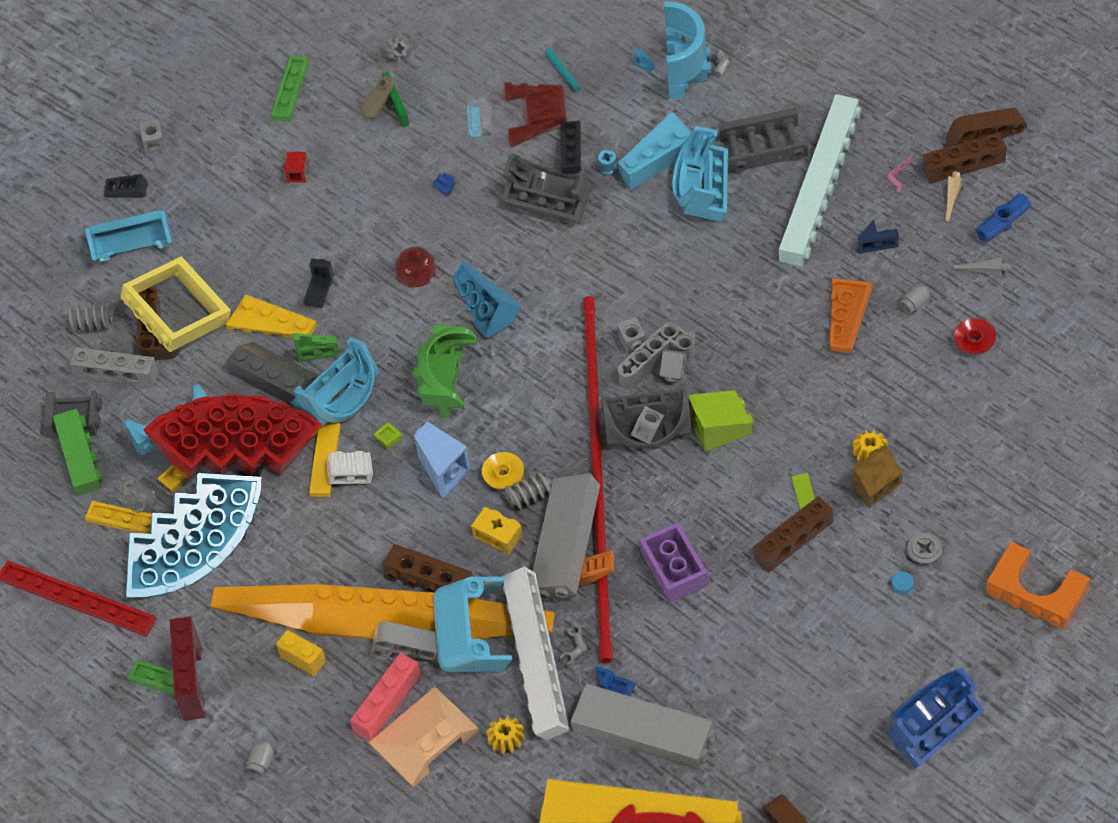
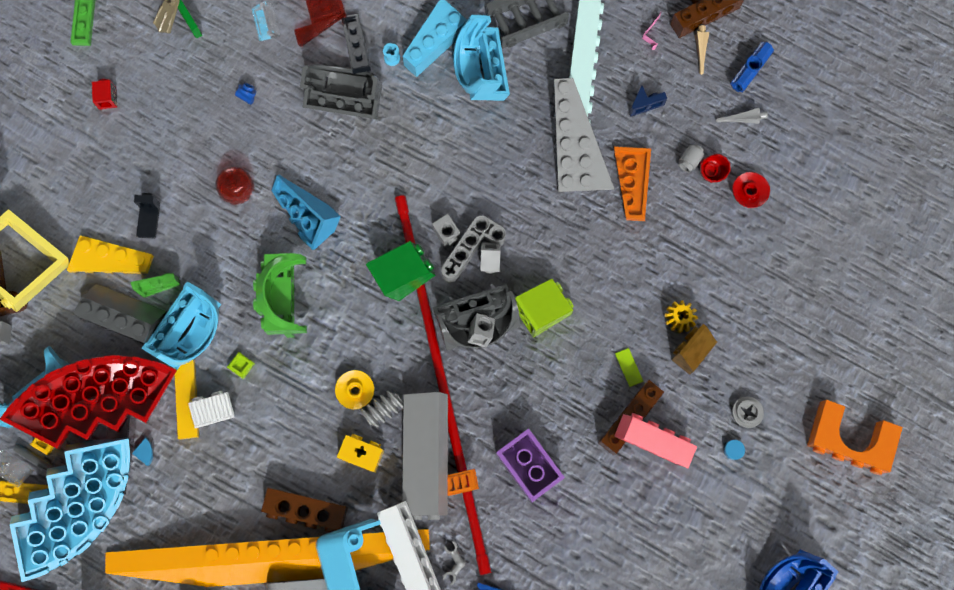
camera: 20 degrees left, 20 degrees up
(272, 501) = (144, 452): none -> dark azure tile
(442, 457) = (294, 388): light blue slope -> none
(575, 362) = (401, 270): none -> green slope
(789, 276) = (578, 154): none -> light grey wing
(813, 552) = (656, 441): none -> coral brick
(938, 310) = (715, 168): none -> red hair

